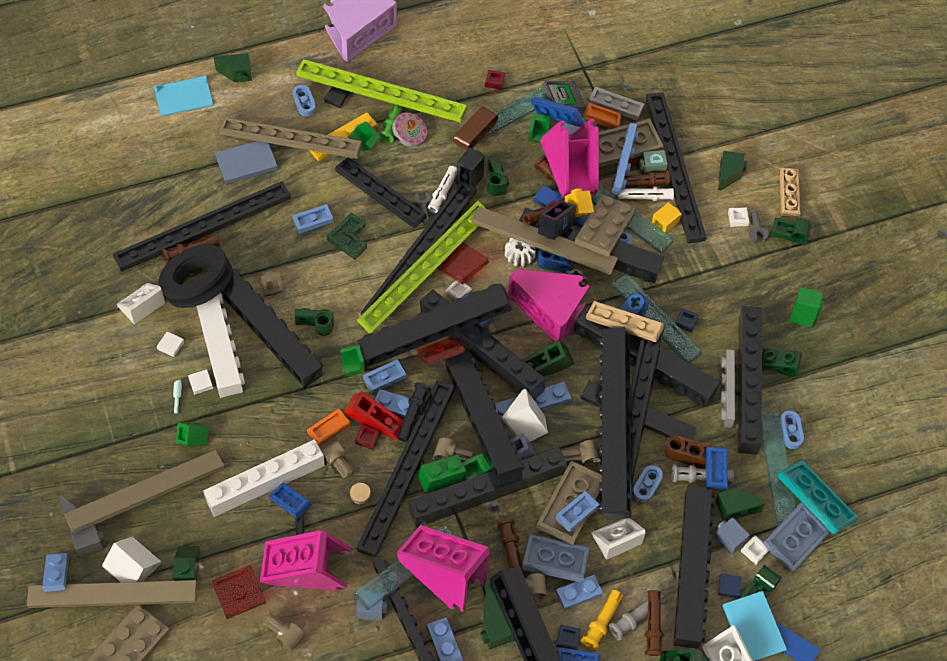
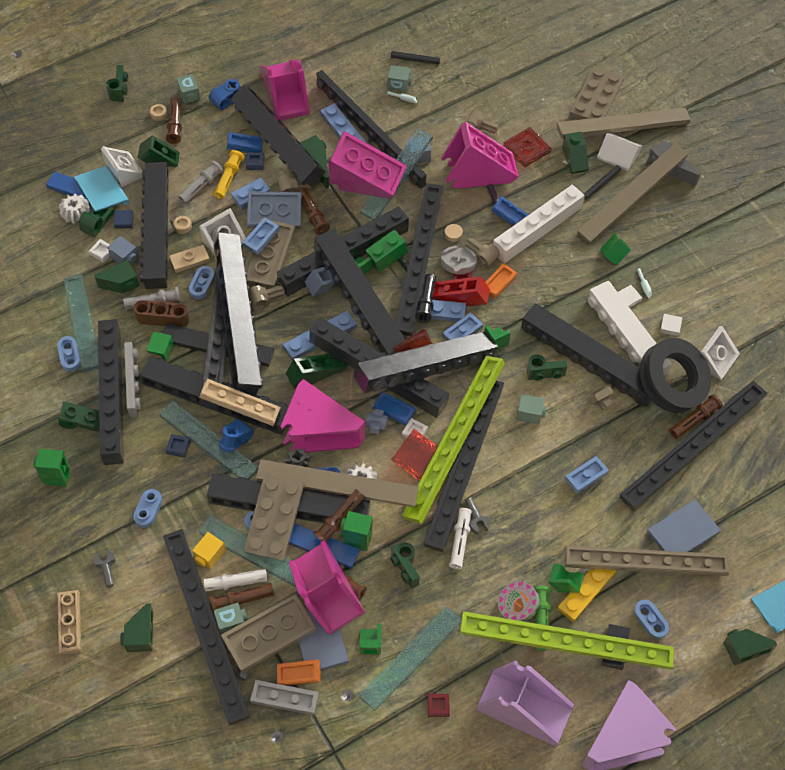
camera: 170 degrees right, 0 degrees up
(55, 572) = (675, 129): medium blue plate -> none
(170, 525) = (602, 182): none -> black bar
(343, 283) = (531, 409): none -> sand green brick
(345, 236) = (546, 459): clear green plate -> none
(365, 455) = (458, 260): none -> light grey tile
(381, 192) = (523, 518): black tile -> none
(432, 59) = (526, 702): none -> lavender ladder
(447, 448) = (387, 275): dark tan axle -> none
(470, 167) = (435, 556): black brick -> none
(475, 128) = (443, 614): reddish brown beam -> none
(525, 417) = (319, 306): white slope -> none
(533, 197) = (357, 530): none -> green brick
(556, 219) = (327, 492): black brick -> none
(557, 111) = (352, 643): blue tile -> none
(564, 93) = (349, 692): tile -> none
(582, 201) = (306, 527): yellow brick -> none
(624, 166) = (264, 591): medium blue plate -> none
(654, 634) = (184, 168): reddish brown pin -> none
(658, 519) = (189, 258): none -> tan plate
(662, 565) = (182, 224): none -> tan tile
(698, 415) = (161, 345): none -> green panel
(716, 467) = (139, 292): blue plate -> none
(719, 268) = (148, 507): none -> medium blue plate
(738, 217) = (128, 577): white tile -> none
(789, 599) = (73, 207): none -> white gear
(792, 231) = (67, 566): dark green plate -> none
(796, 537) = (65, 263): sand blue tile -> none
(817, 497) = (45, 295): teal tile -> none

